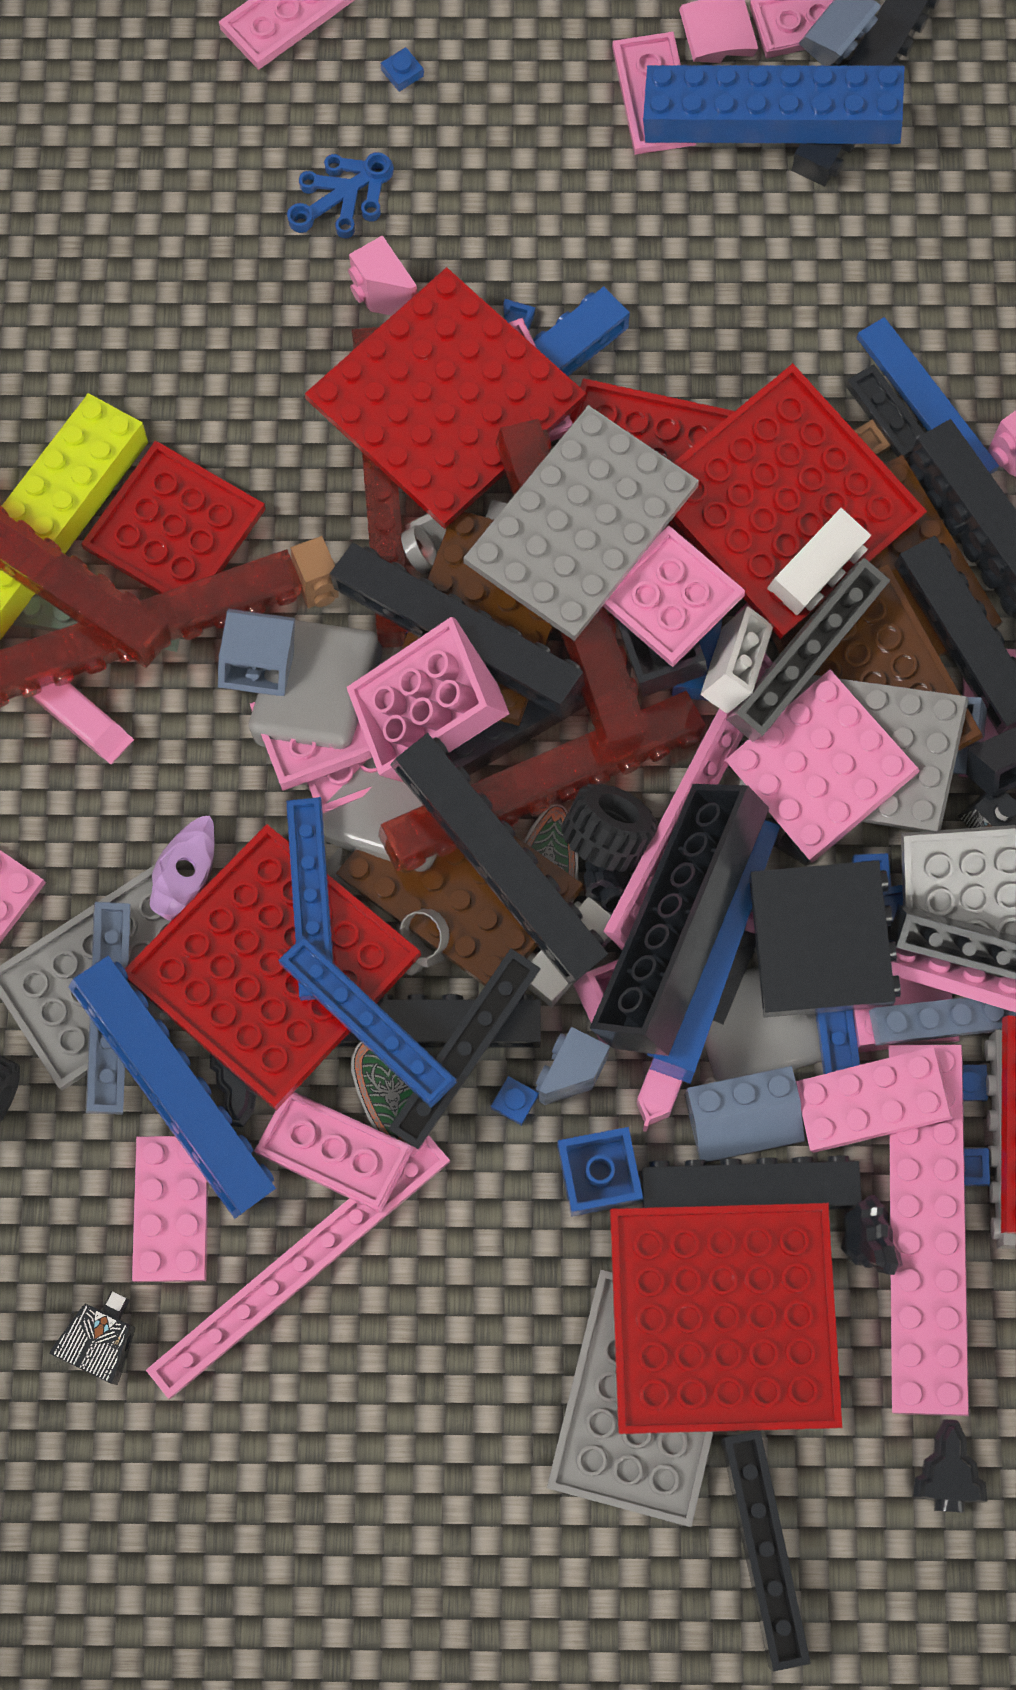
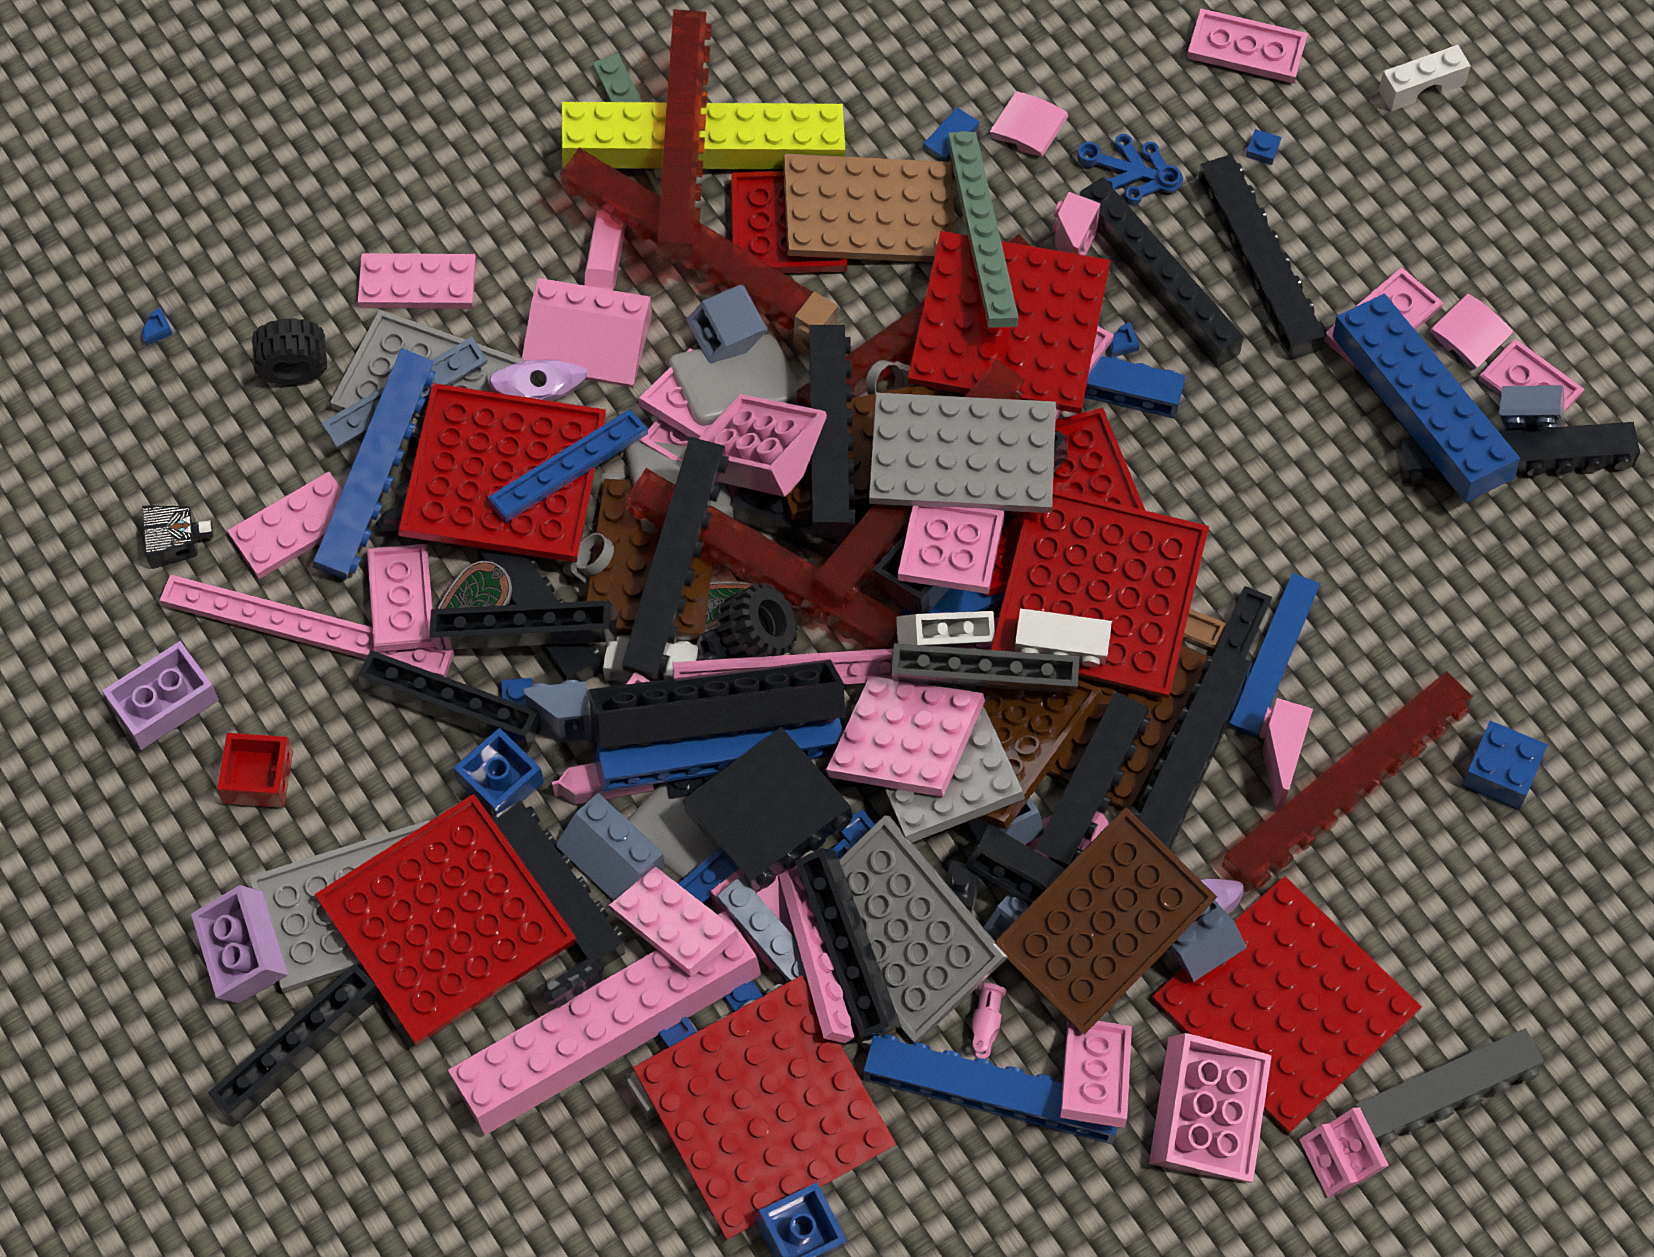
camera: 55 degrees right, 10 degrees down
(159, 787) = (589, 329): none -> bright pink slope
(186, 322) = (956, 122): none -> blue tile
(215, 445) = (866, 207): none -> medium nougat plate
(227, 247) = (1029, 123): none -> bright pink slope
(282, 1461) = (160, 695): none -> lavender brick
(336, 355) = (982, 230): none -> sand green plate
(367, 1021) = (496, 547): blue tile -> none
(434, 1412) = (255, 770): none -> red piece
(482, 237) = (1164, 275): none -> black brick
(485, 1171) = (448, 699): none -> black brick
(518, 145) = (1262, 257): none -> black brick
(624, 1543) = (239, 944): none -> lavender brick
(949, 1473) = (434, 1146): black rock -> none

